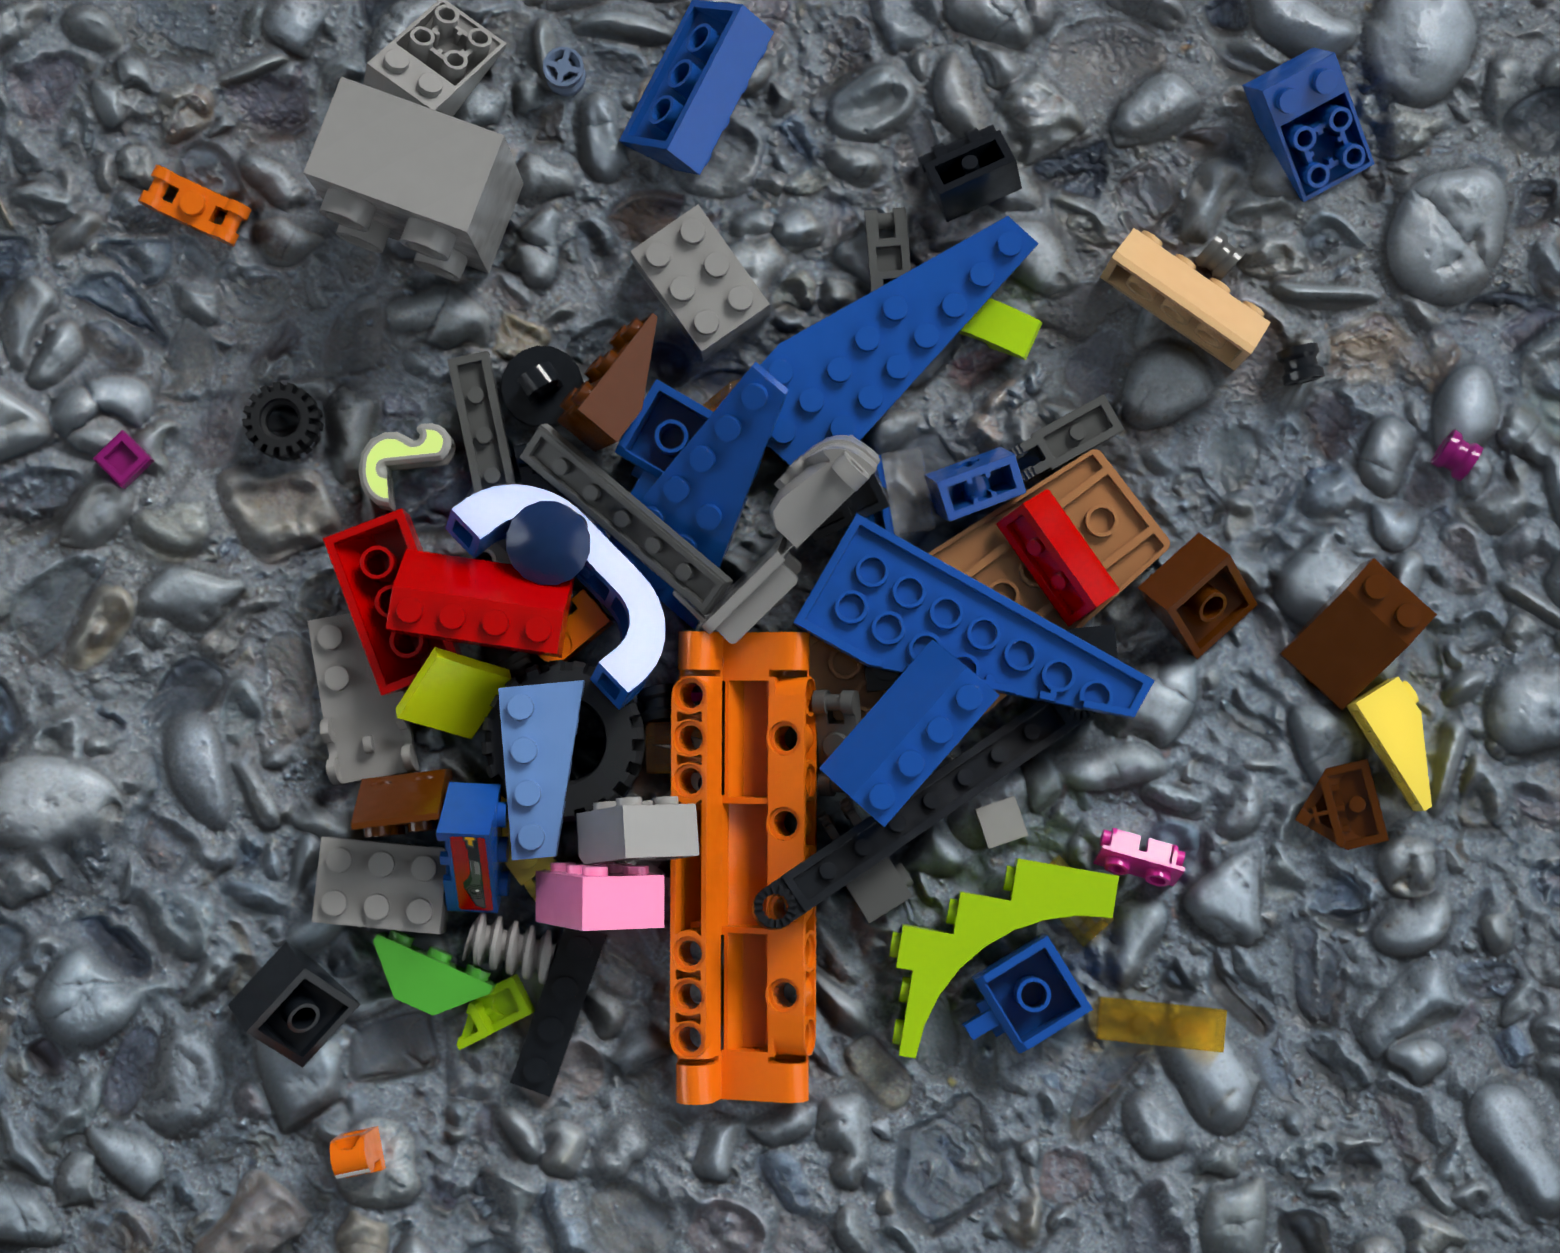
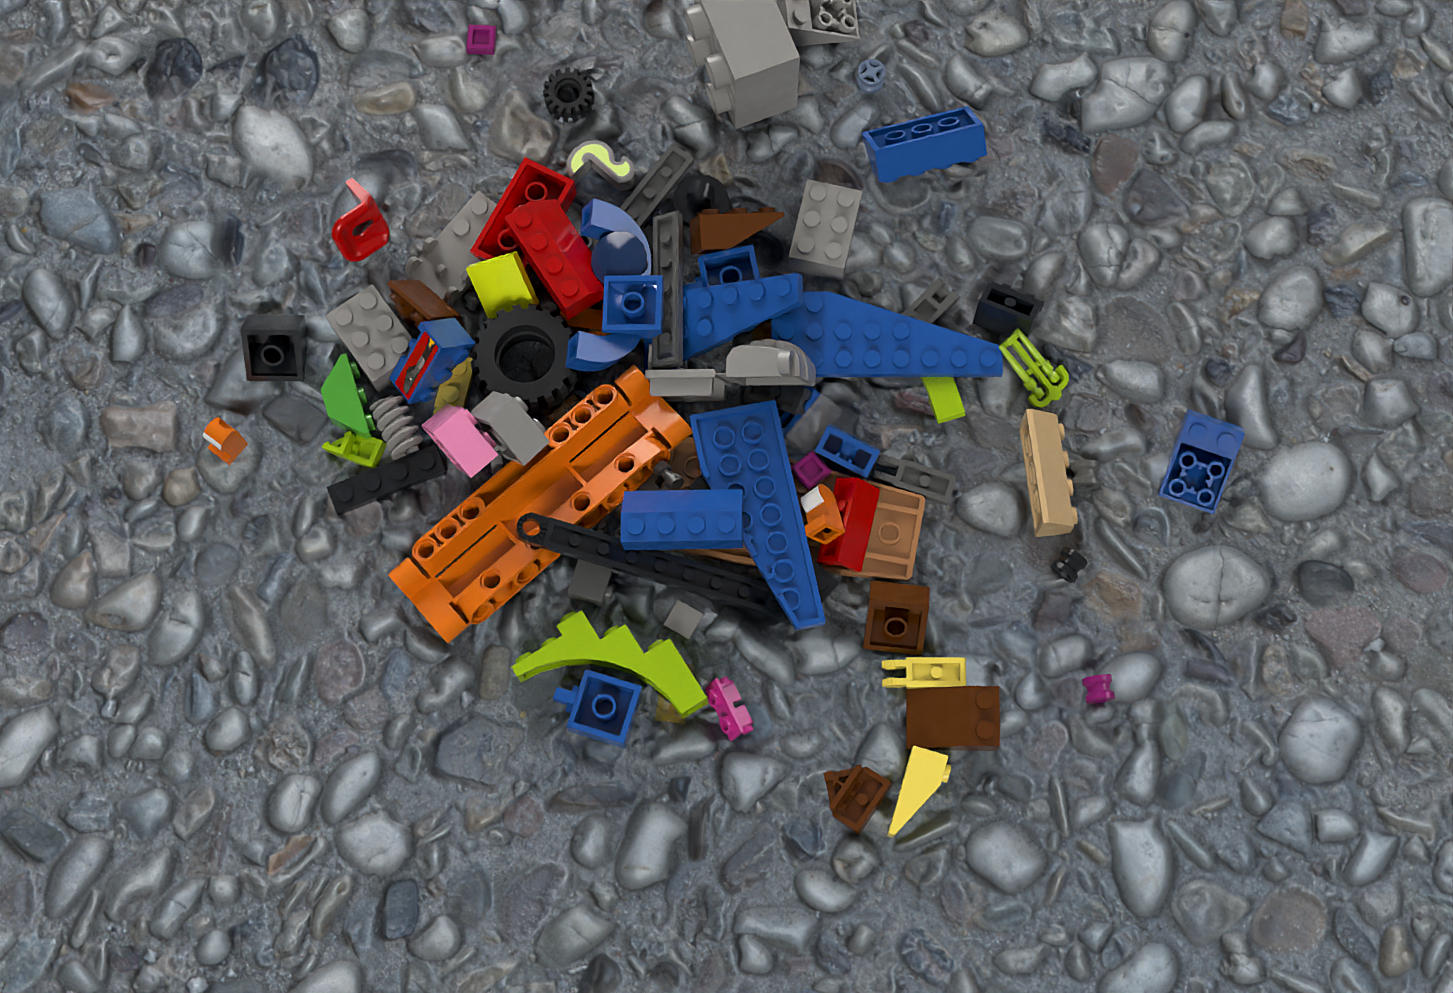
camera: 50 degrees right, 10 degrees down
(257, 813) = (372, 239): none -> red piece
(538, 748) = (508, 344): medium blue wing -> none
(619, 575) = (634, 305): none -> blue slope
(962, 543) = (810, 470): none -> magenta tile
(1027, 577) = (822, 513): none -> orange leg
(1097, 207) = (1053, 393): none -> lime piece
(1161, 1024) = (650, 797): clear yellow tile -> none
(1285, 615) = (927, 672): none -> light yellow hinge

